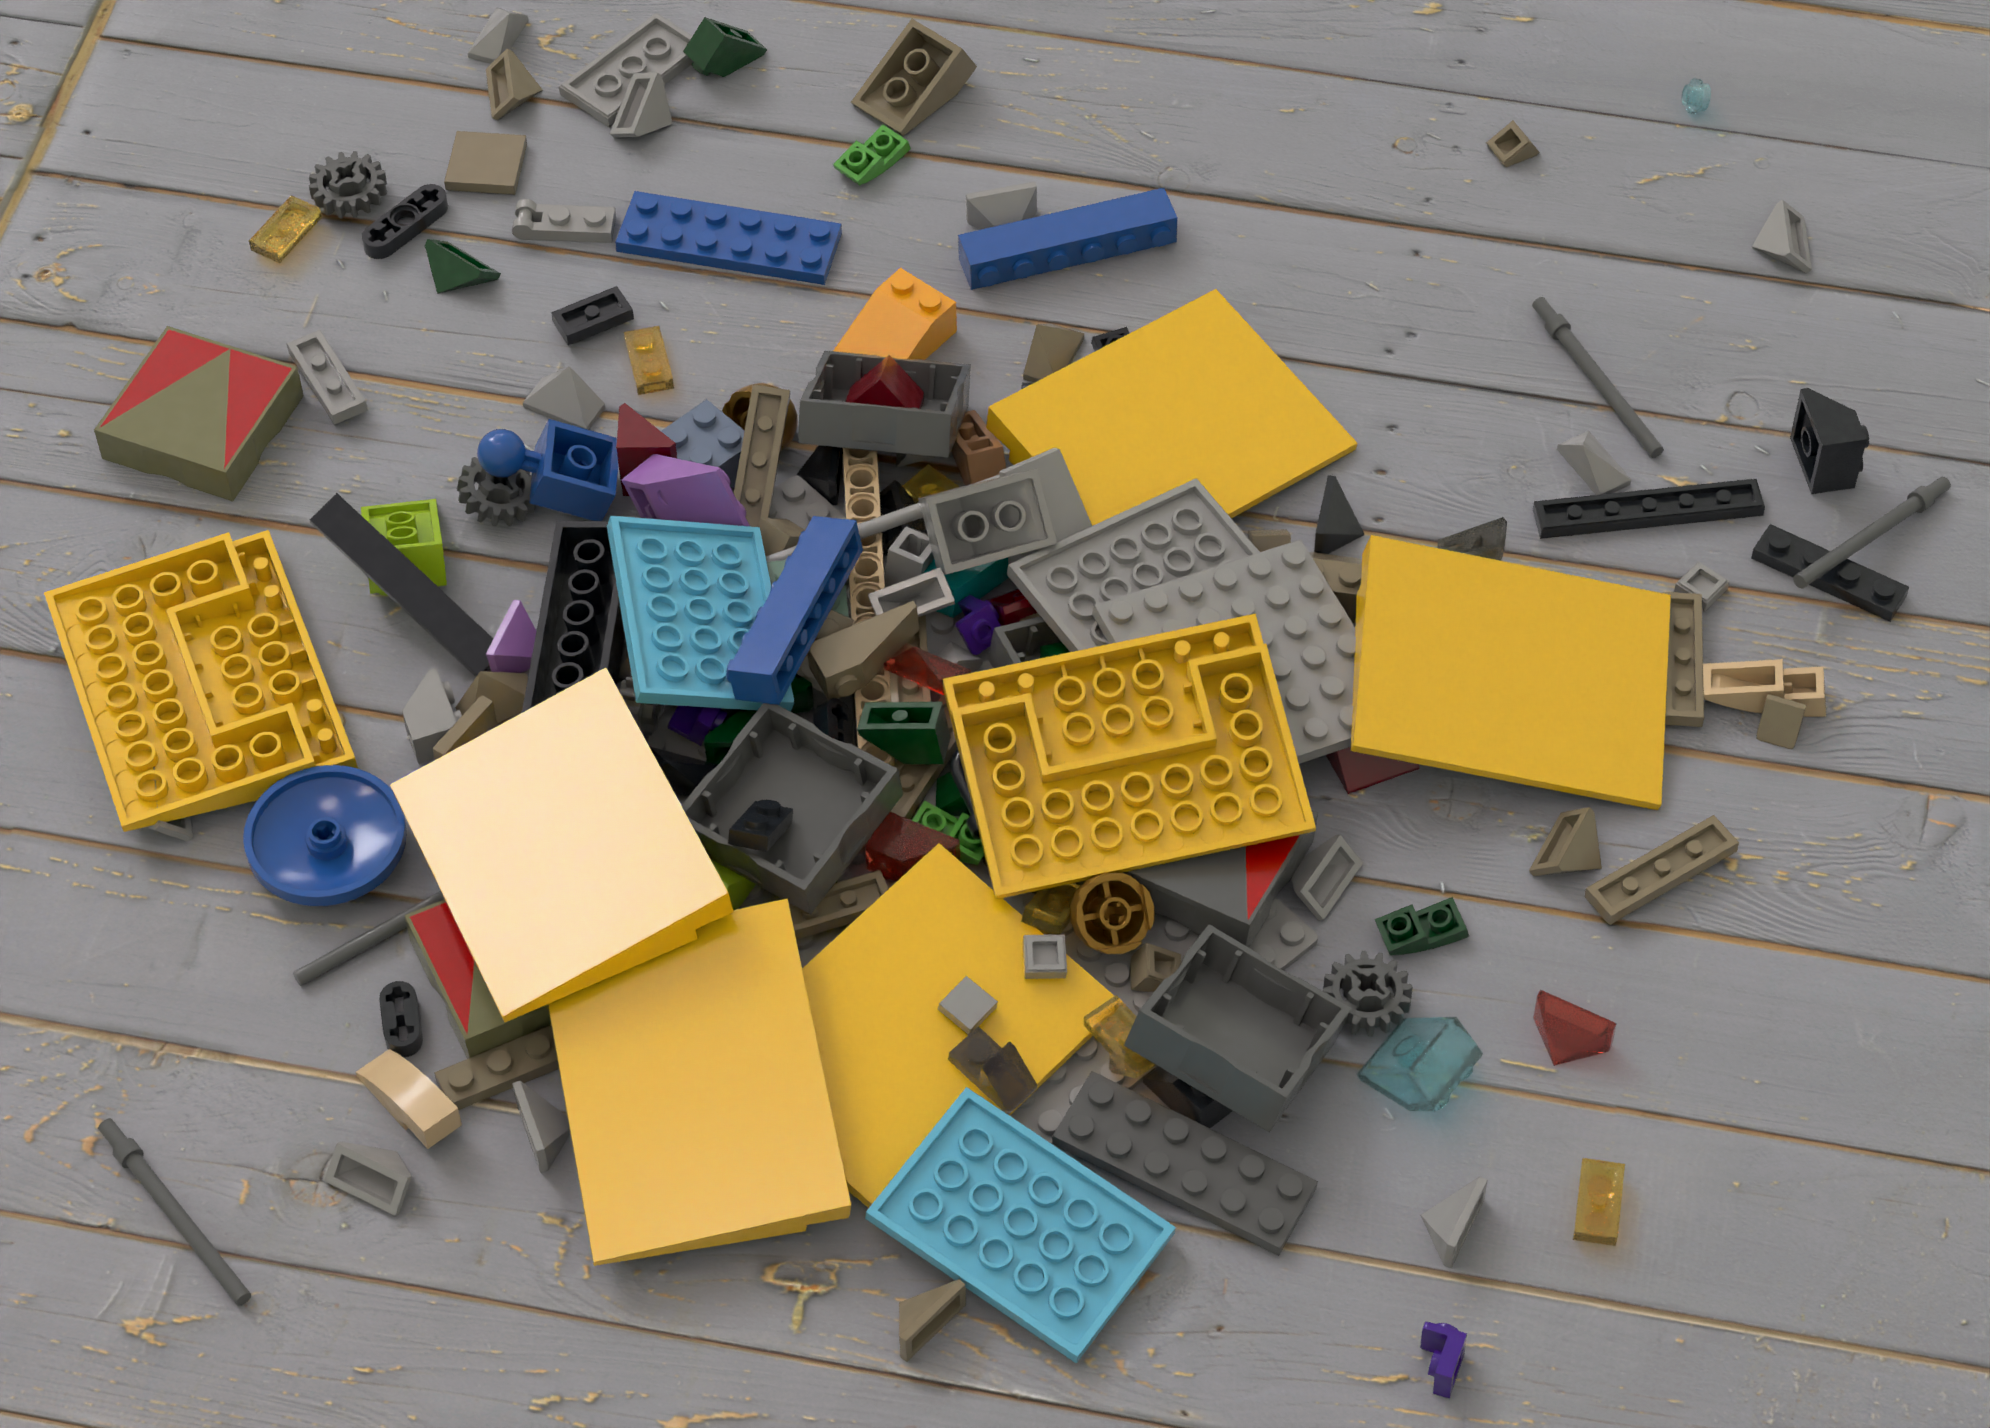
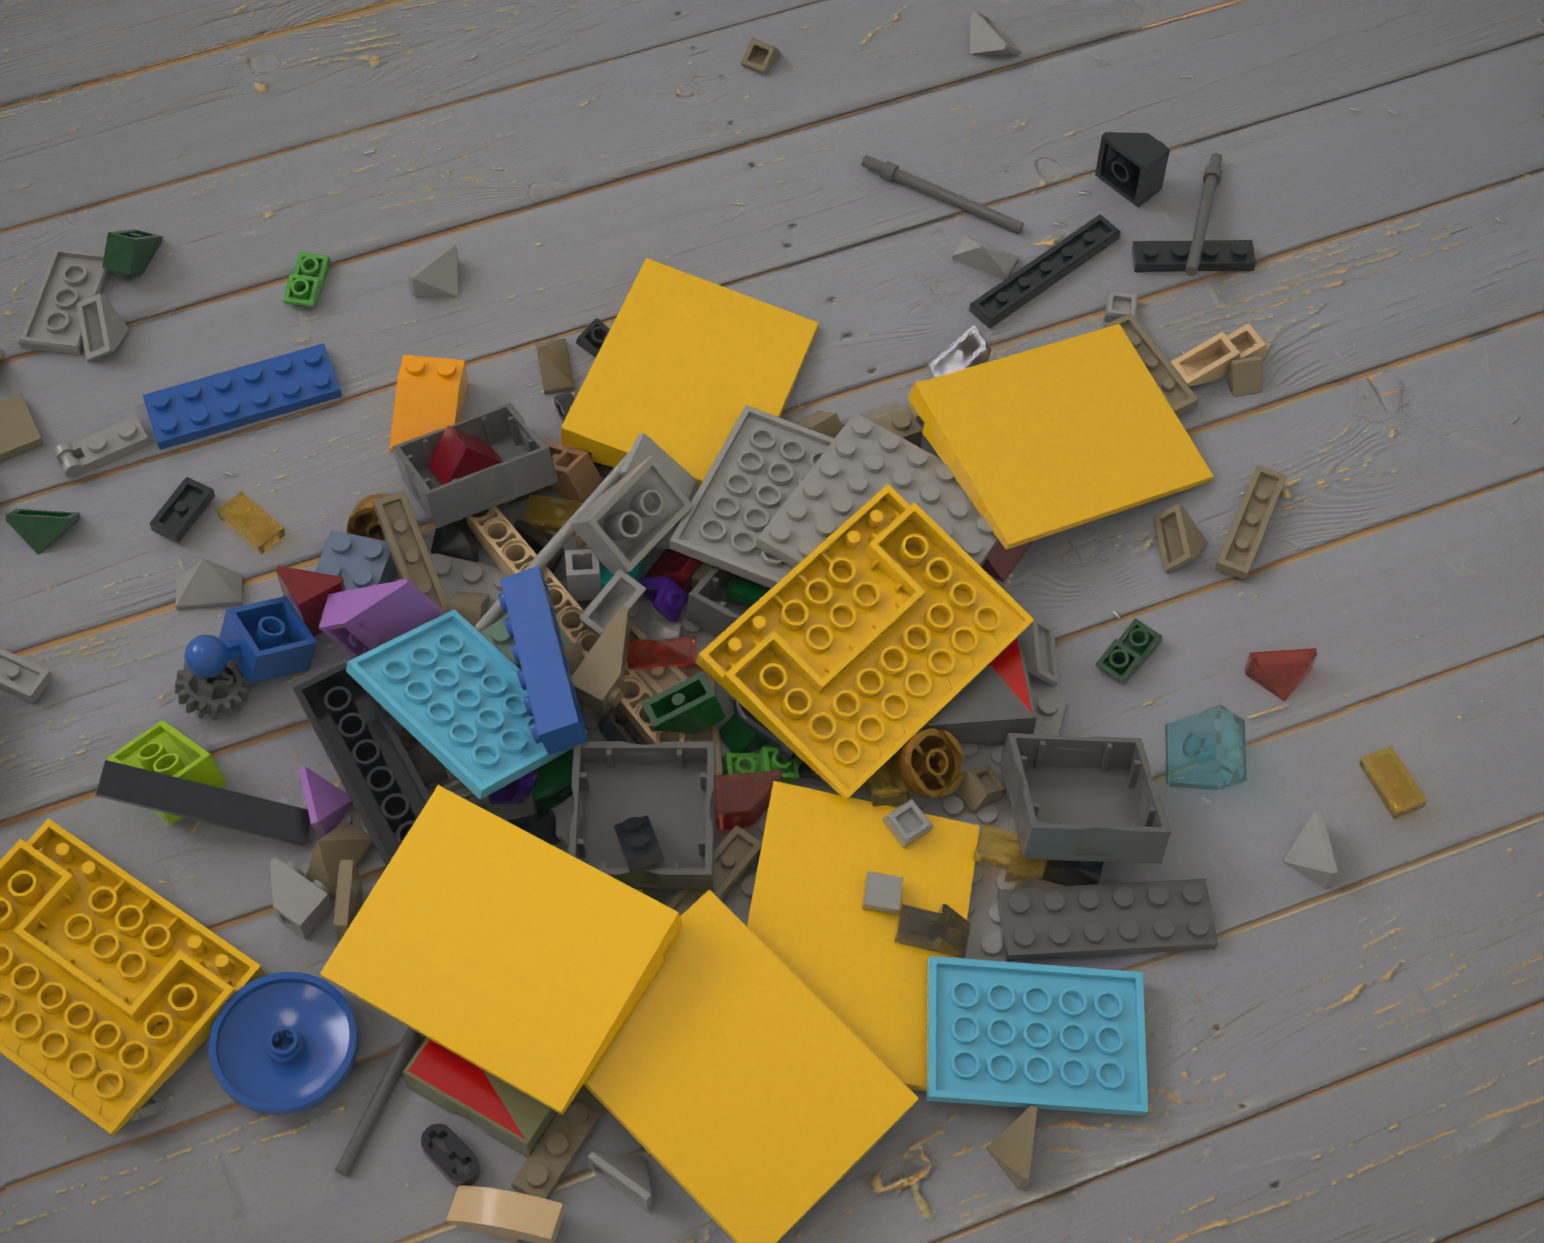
camera: 35 degrees left, 5 degrees up
(914, 78) = (297, 206): dark tan slope -> none
(1067, 238) = (502, 273): blue brick -> none
(1336, 520) = (846, 385): black slope -> none
(1367, 992) = (1134, 717): dark grey gear -> none
(1448, 1353) = (1388, 955): dark purple bracket -> none

